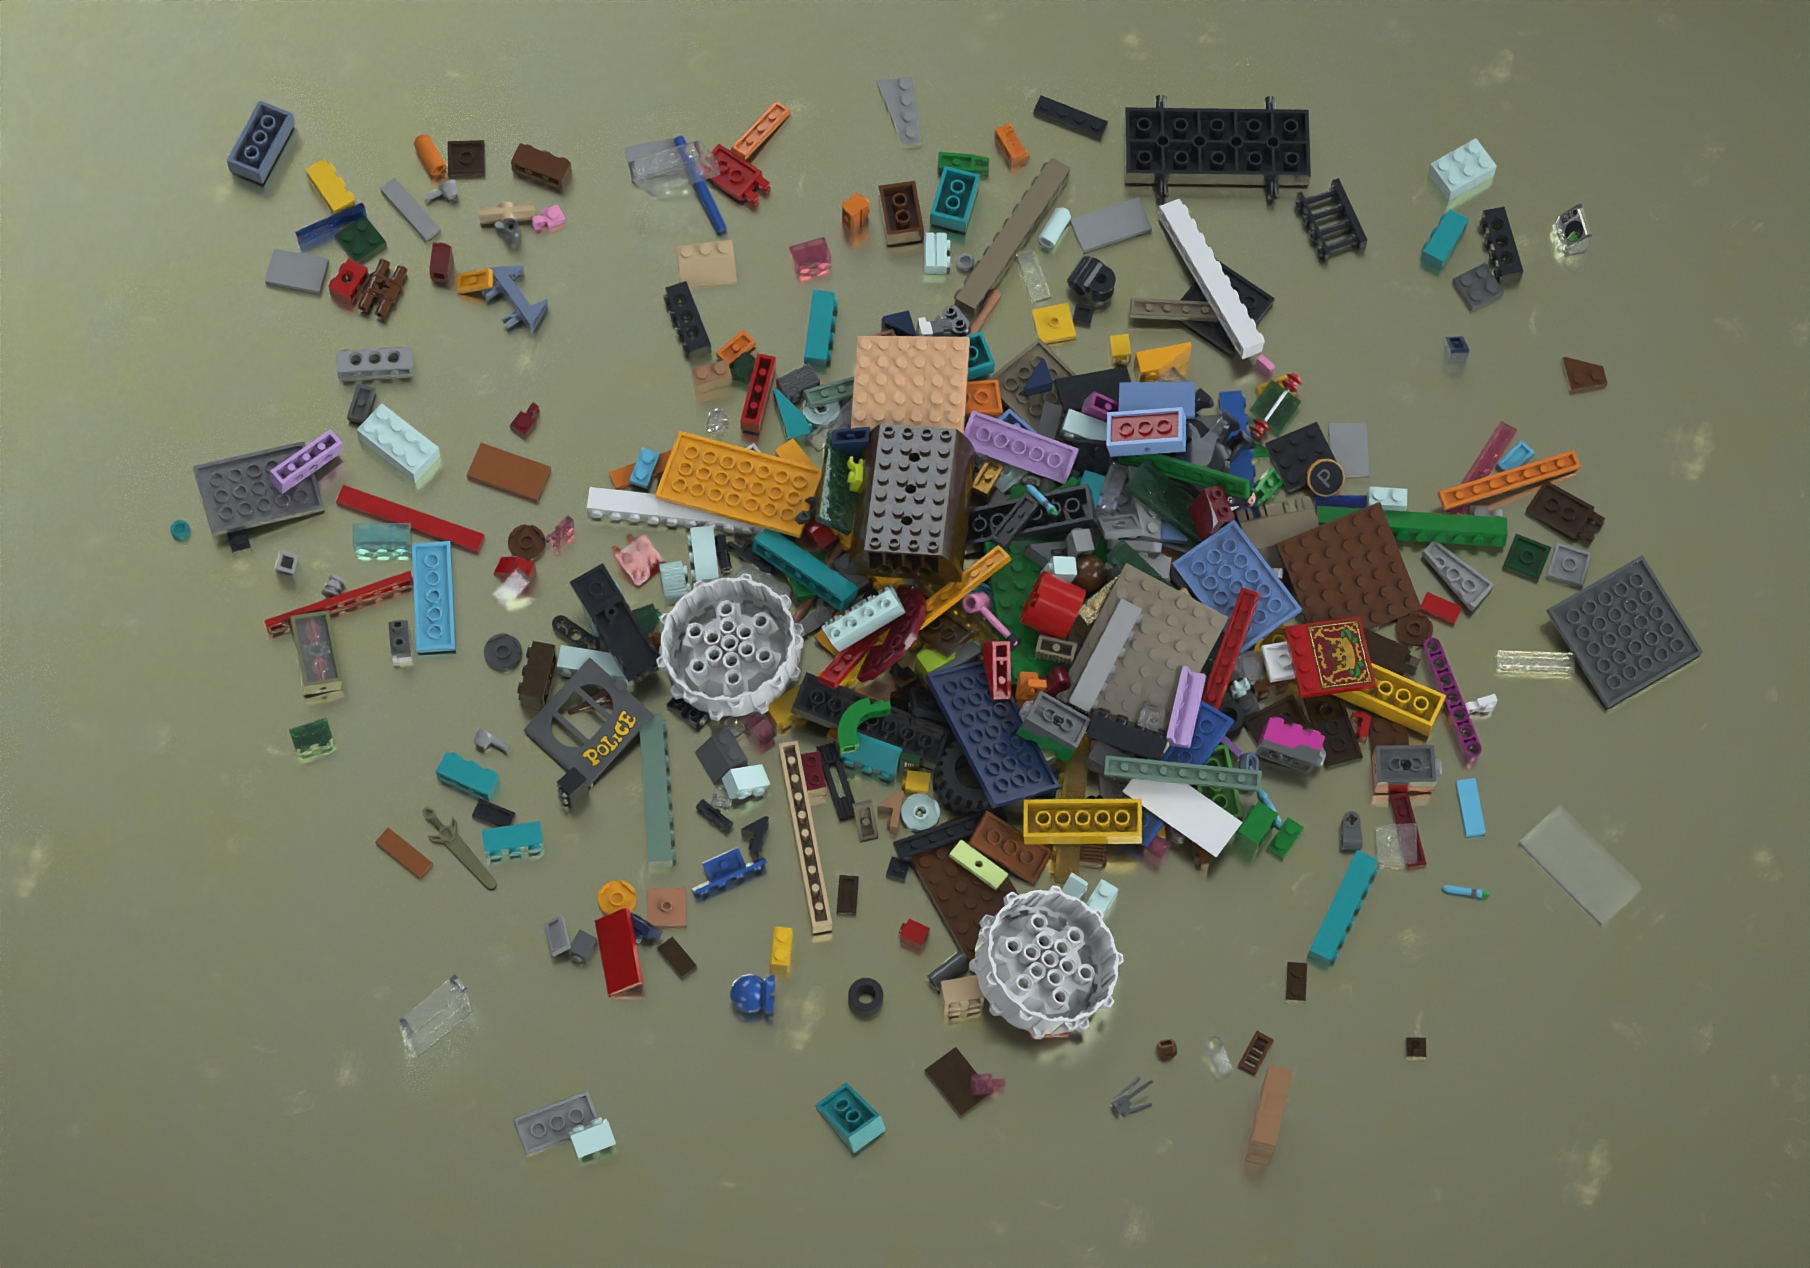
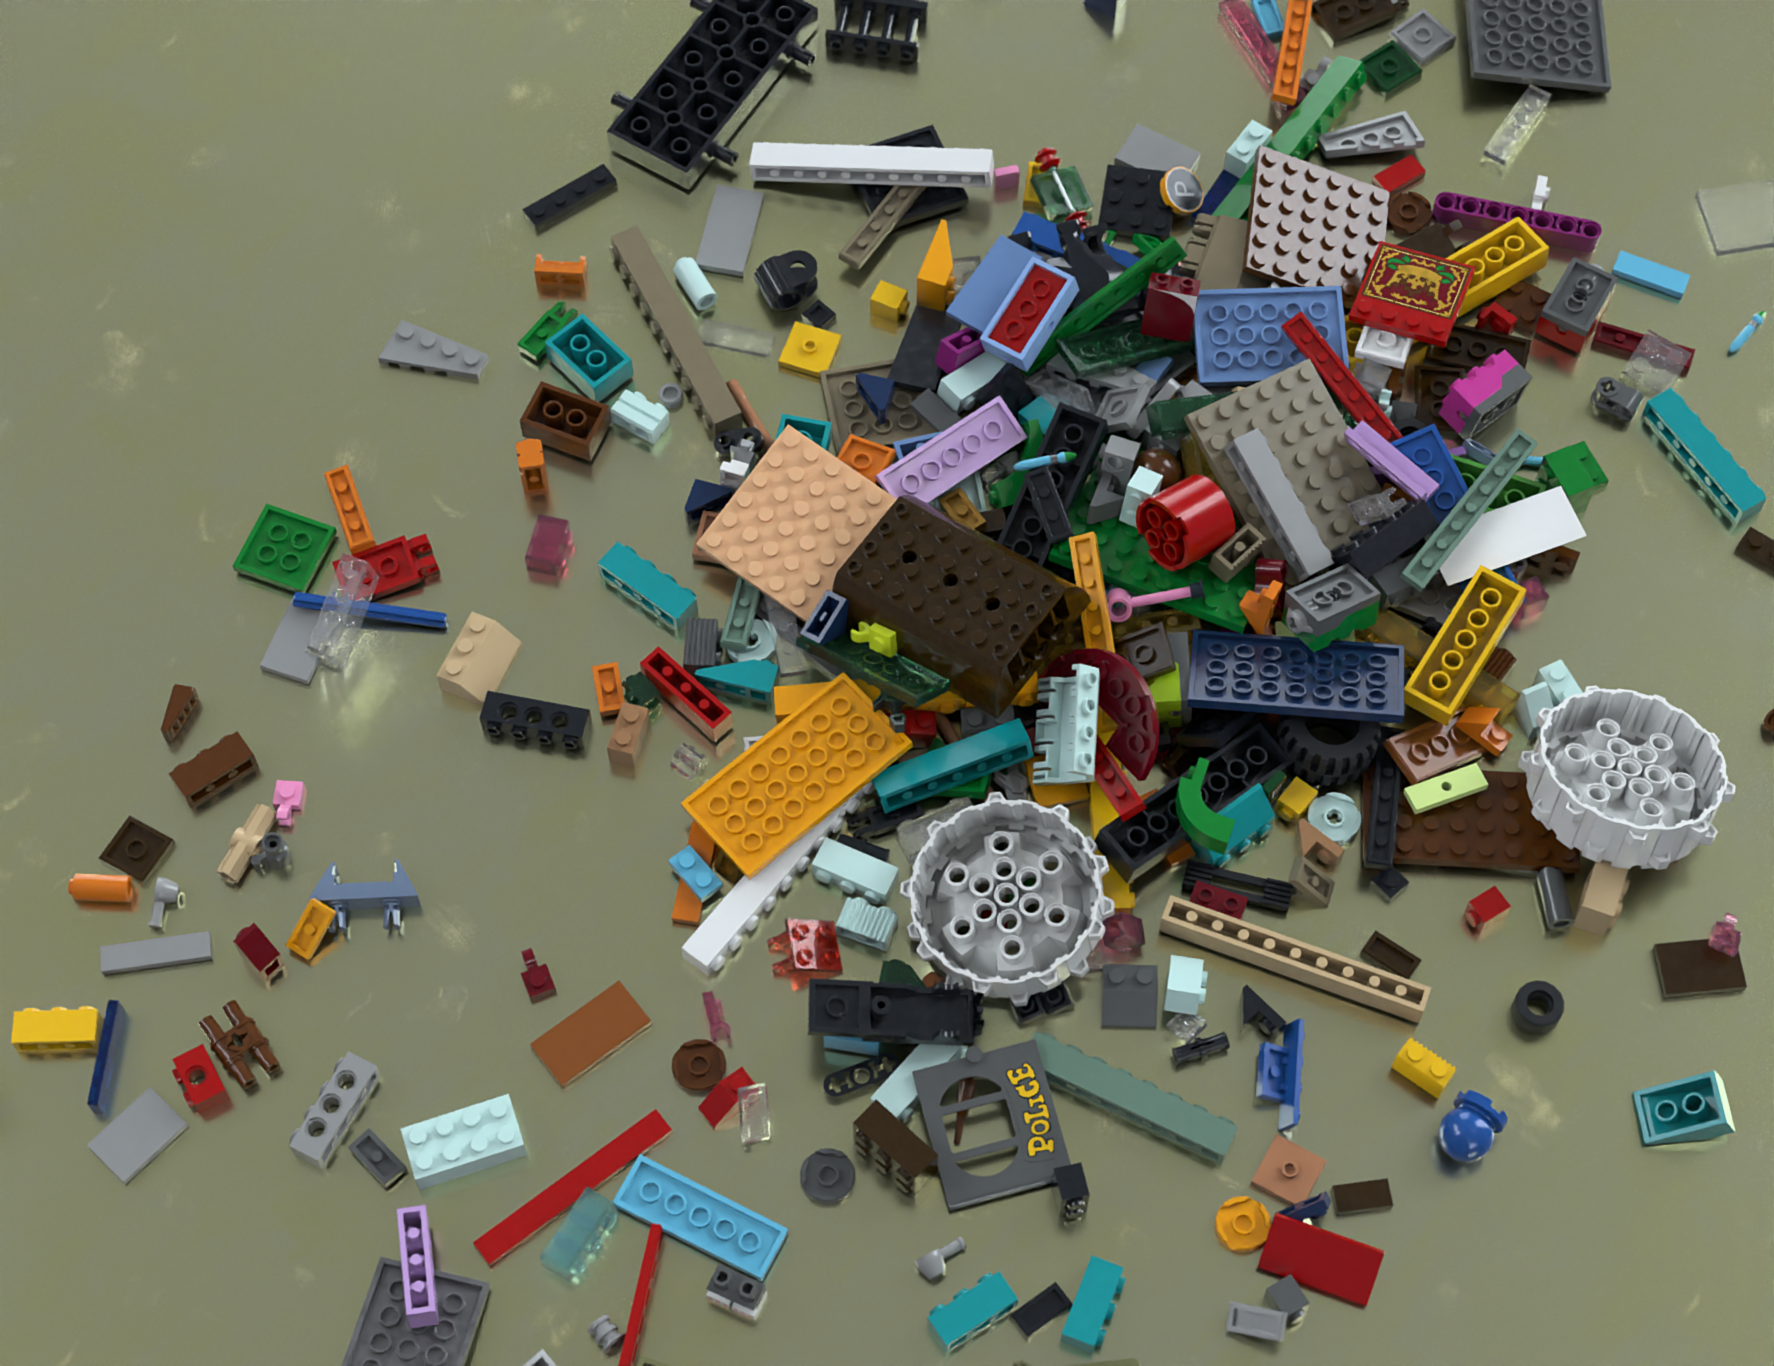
camera: 55 degrees left, 5 degrees down
(360, 240) = (152, 1034): dark green plate -> none
(565, 122) = (179, 707): none -> reddish brown slope
(710, 111) = (284, 549): none -> green plate
(998, 668) = (1216, 625): red slope -> none
(1040, 867) = (1479, 725): none -> orange slope

